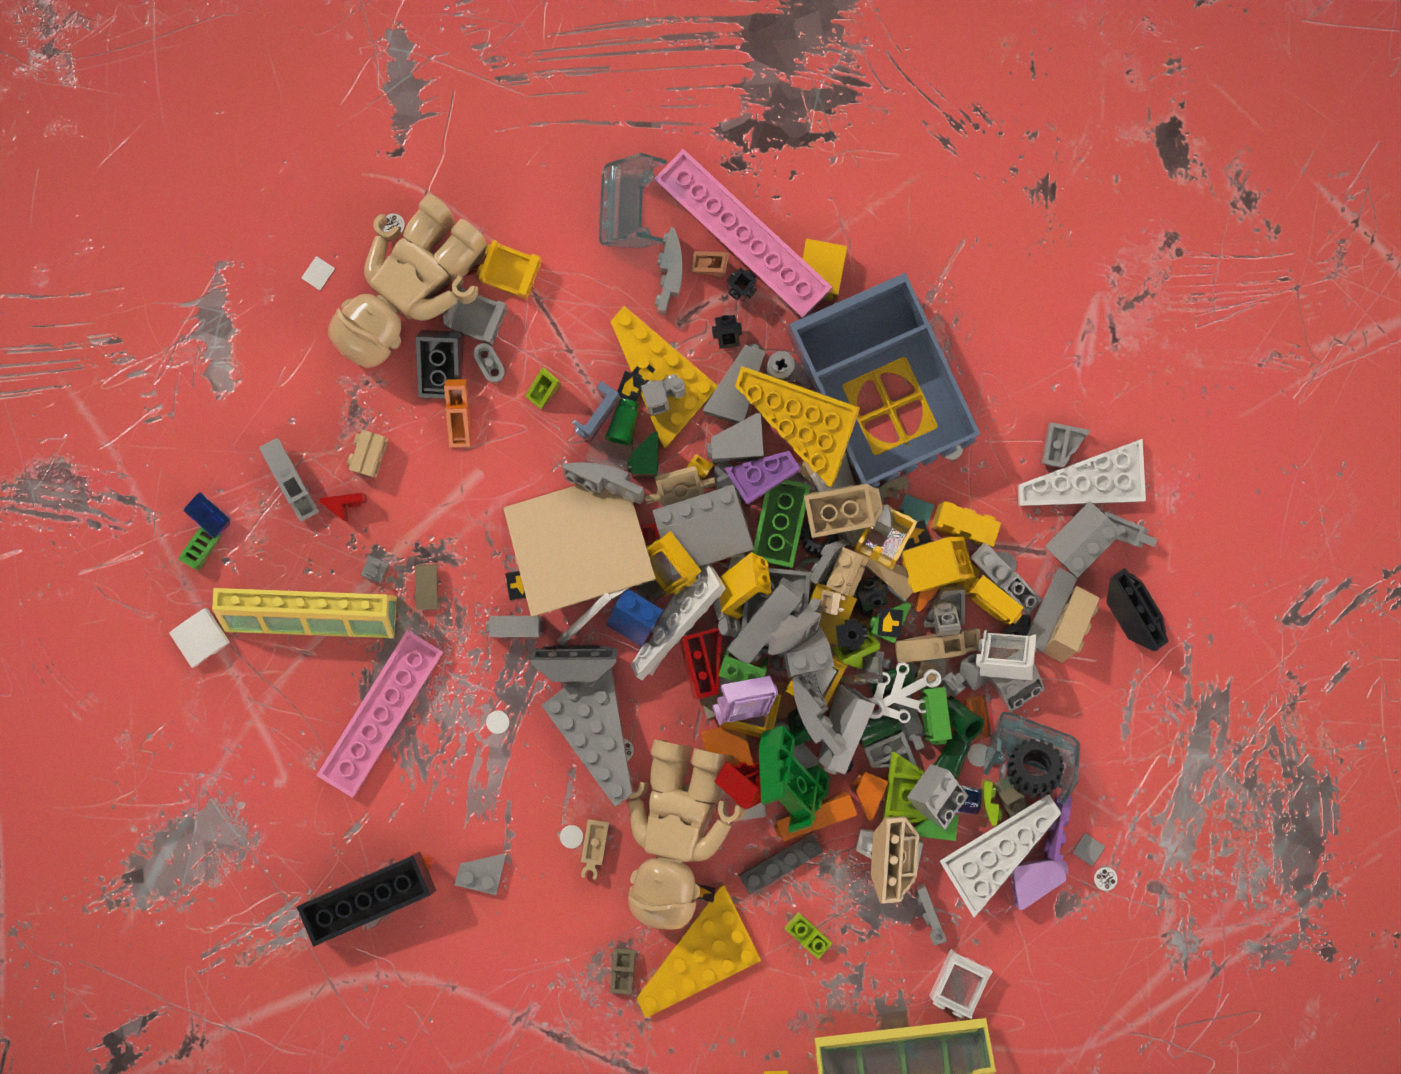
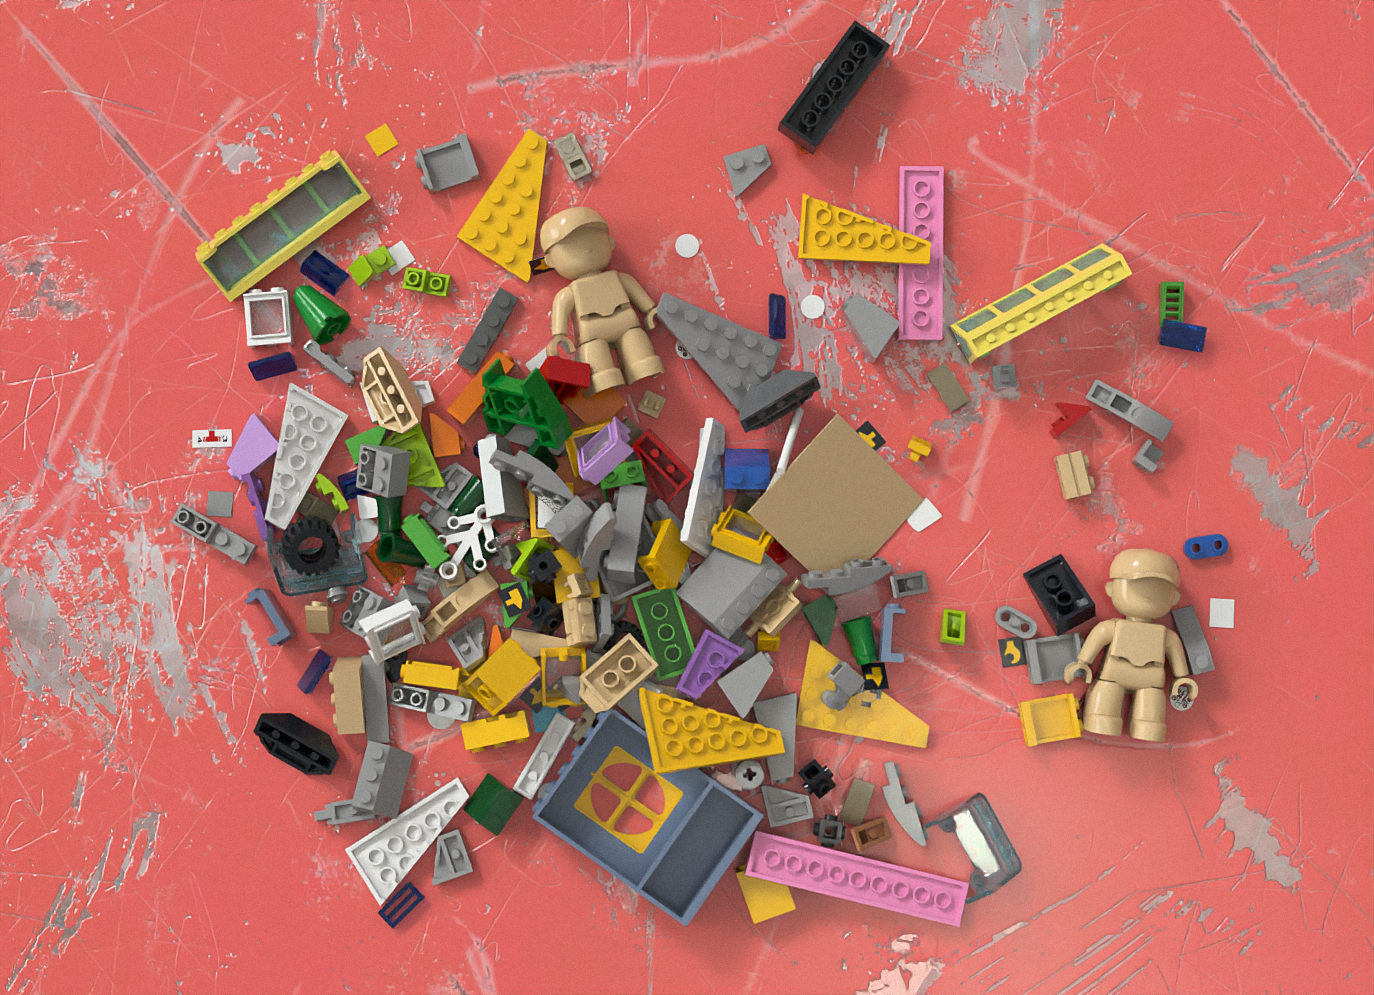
camera: 155 degrees right, 0 degrees up
(199, 637) = (1121, 225): white slope -> none
(297, 332) = (1206, 546): none -> blue plate
(299, 433) = (1147, 457): none -> light grey panel
(353, 264) = (1193, 640): none -> light grey slope
(432, 763) = (847, 236): none -> yellow wing
(457, 413) = (1016, 560): orange slope -> none
(460, 677) = (868, 325): none -> light grey slope
(481, 552) = (918, 447): none -> yellow tile
(506, 341) = (1012, 652): none -> black sticker
(511, 494) = (923, 515): none -> white sticker
(515, 626) = (848, 398): light grey slope -> none
(532, 731) = (777, 317): none -> clear blue slope
(557, 444) = (909, 584): none -> light grey slope
(594, 845) = (662, 249): tan plate -> none
(680, 719) = (652, 404): none -> tan tile
(705, 295) = (857, 802): none -> dark tan slope
(733, 1027) = (447, 165): none -> light grey panel
(765, 325) = (785, 806): none -> light grey wing
(821, 972) = (401, 257): none -> white sticker
(847, 978) = (370, 266): none -> lime slope
(890, 996) = (324, 272): none -> clear blue slope
(914, 961) = (320, 314): none -> green cone
(938, 482) = (544, 755): none -> white tile
(946, 619) = (466, 632): light grey slope -> none
(967, 773) = (367, 507): none -> white sticker
(979, 940) = (273, 366): none -> clear blue slope
(1002, 466) = (493, 804): none -> dark green slope
(1034, 714) = (337, 595): none -> light grey plate
(1060, 703) = (319, 618): none -> tan slope
(1064, 909) = (212, 438): none -> white sticker
(1088, 661) = (314, 671): none -> clear blue slope
(1096, 728) = (276, 614): none -> sand blue panel
(1105, 879) = (190, 486): white sticker -> none
(1106, 435) = (415, 891): none -> clear blue tile
(1108, 826) = (214, 534): none -> light grey slope

